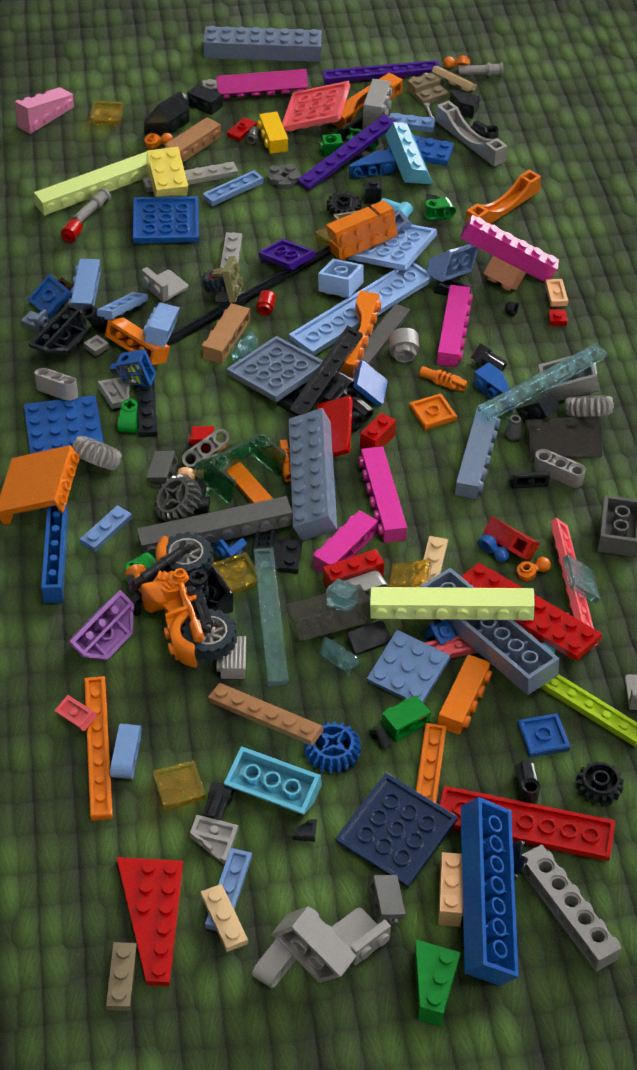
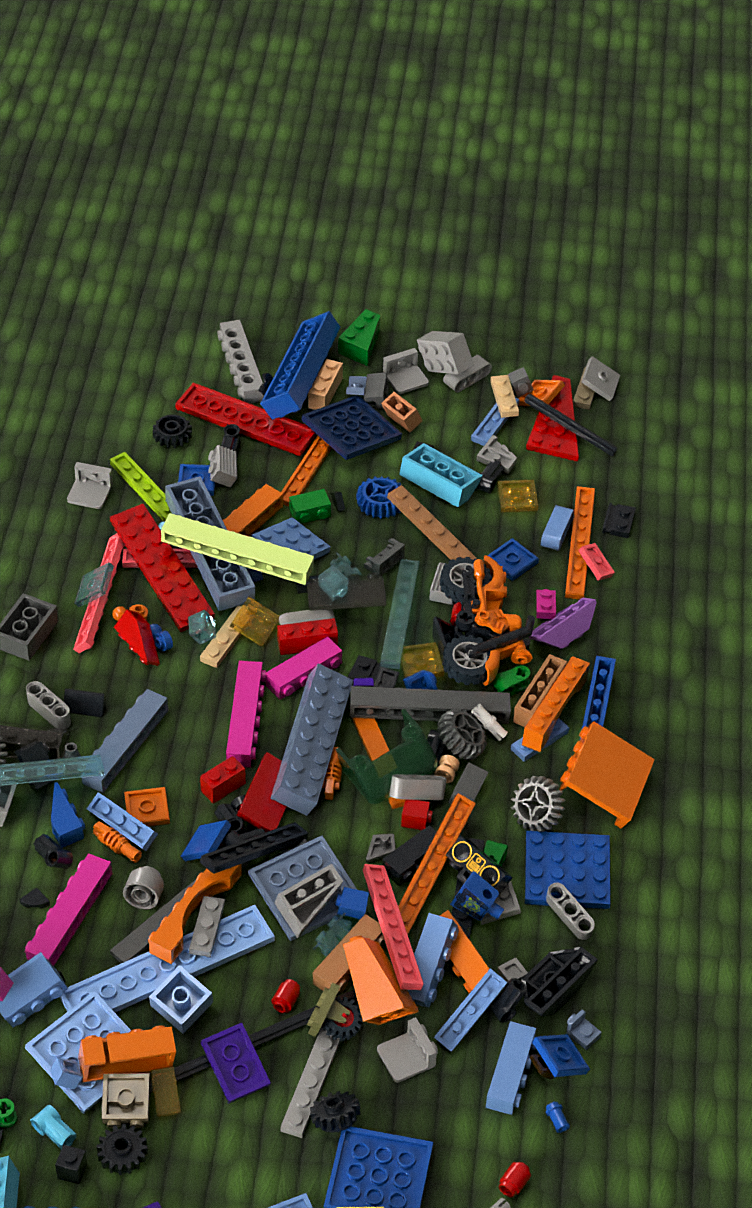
camera: 165 degrees left, 0 degrees up
(47, 268) = (555, 1112): none -> blue pin
(57, 783) = (619, 520): none -> black plate
(85, 567) = (545, 717): none -> orange arch
(105, 981) = (600, 378): none -> light grey plate
(112, 557) = (538, 689): none -> medium nougat brick
(123, 658) = (545, 604): none -> dark pink plate
(133, 889) = (571, 424): none -> black axle
(137, 391) = (470, 858): none -> black piece
(155, 518) = (489, 722): none -> white pin
(169, 709) = (514, 559): none -> blue tile
(177, 394) = (434, 859): none -> orange tile
(179, 937) = (543, 390): none -> orange tile
(193, 409) = (405, 860): none -> black piece
(195, 294) = (376, 983): none -> orange slope
(197, 339) = (392, 927): none -> coral plate
(205, 239) = (335, 1111): none -> black gear
(208, 945) = (520, 382): none -> dark grey brick
(225, 414) = (380, 847): none -> flat silver piece
(234, 355) = (352, 902): none -> blue brick
(269, 344) = (307, 898): none -> light grey wedge
(283, 529) = (365, 682): none -> dark purple tile
(305, 677) = (387, 558): none -> dark grey hinge
(341, 319) = (207, 926): none -> light grey plate
(344, 862) = (401, 412): none -> nougat brick
(412, 892) = (356, 385): none -> sand blue bracket
(440, 385) = (122, 821): none -> medium blue plate
(458, 559) = (202, 627): none -> clear light blue brick
(485, 333) = (34, 899): none -> black tile
(519, 741) = (223, 466): none -> light grey brick

